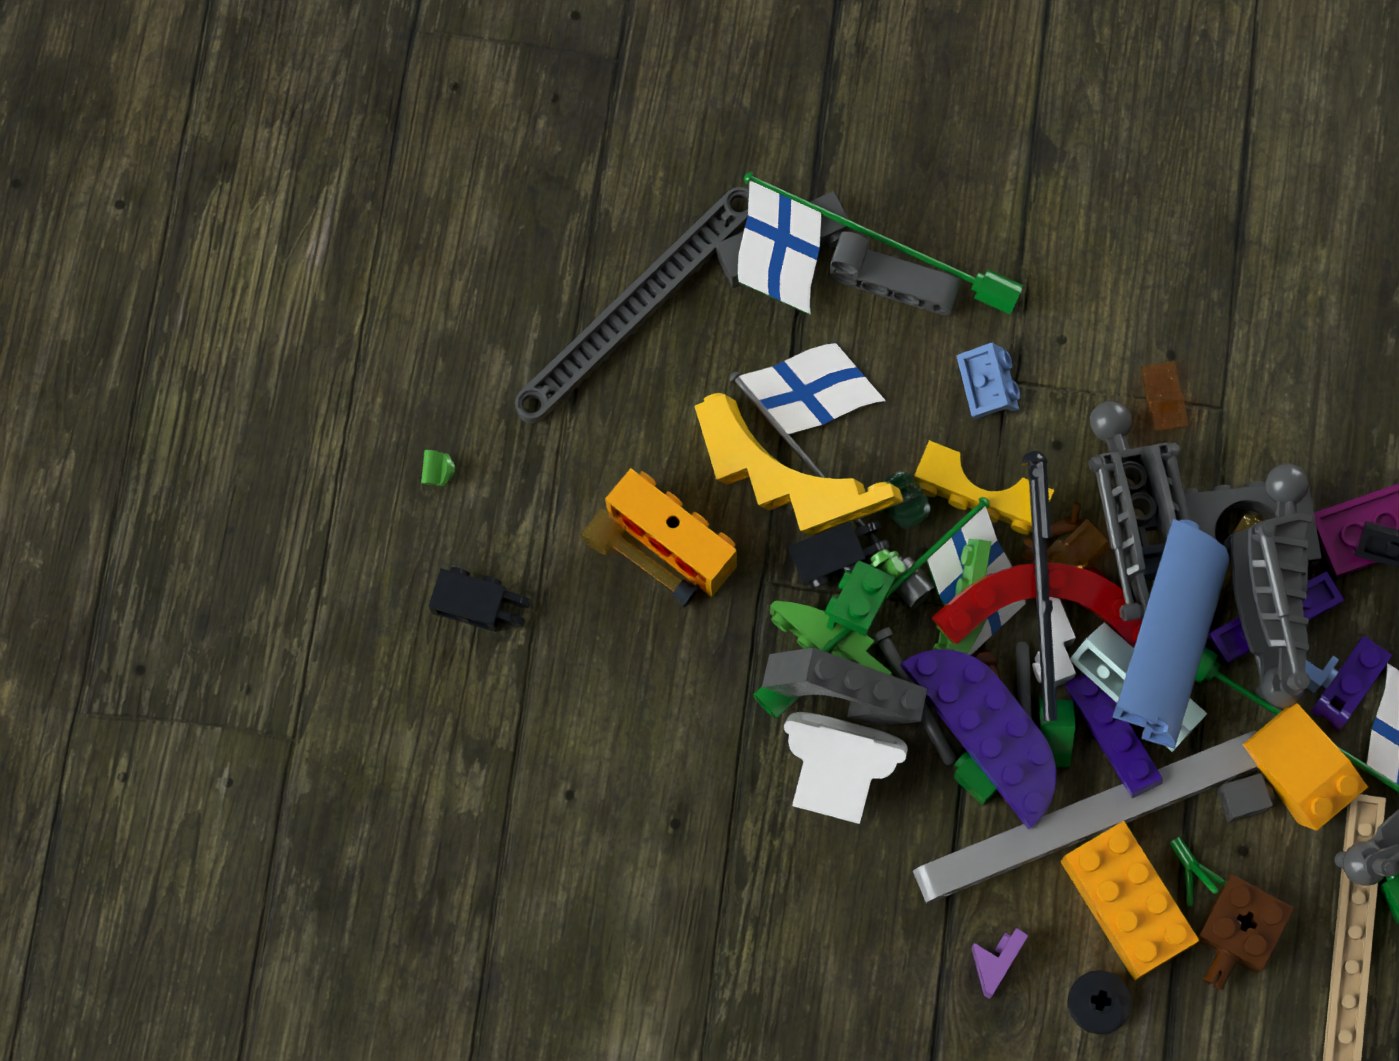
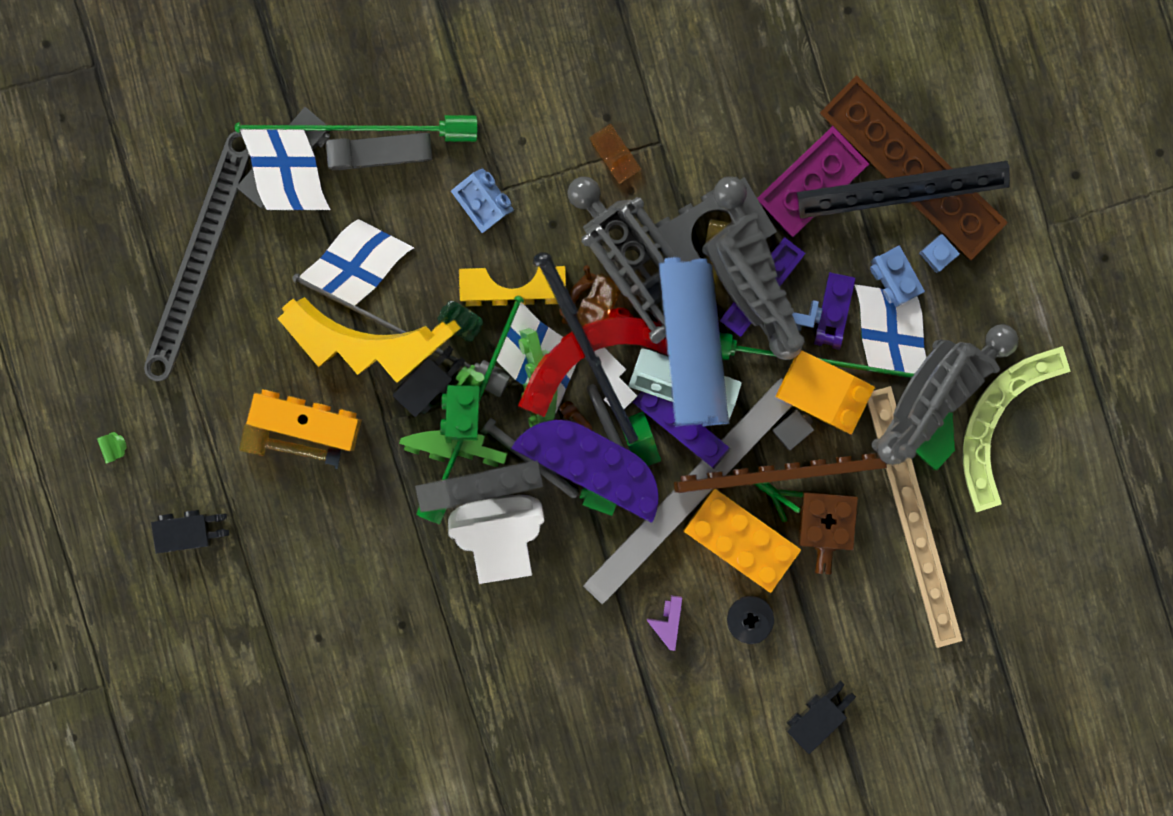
camera: 25 degrees left, 15 degrees up
(1223, 842) = (769, 474): none -> reddish brown plate

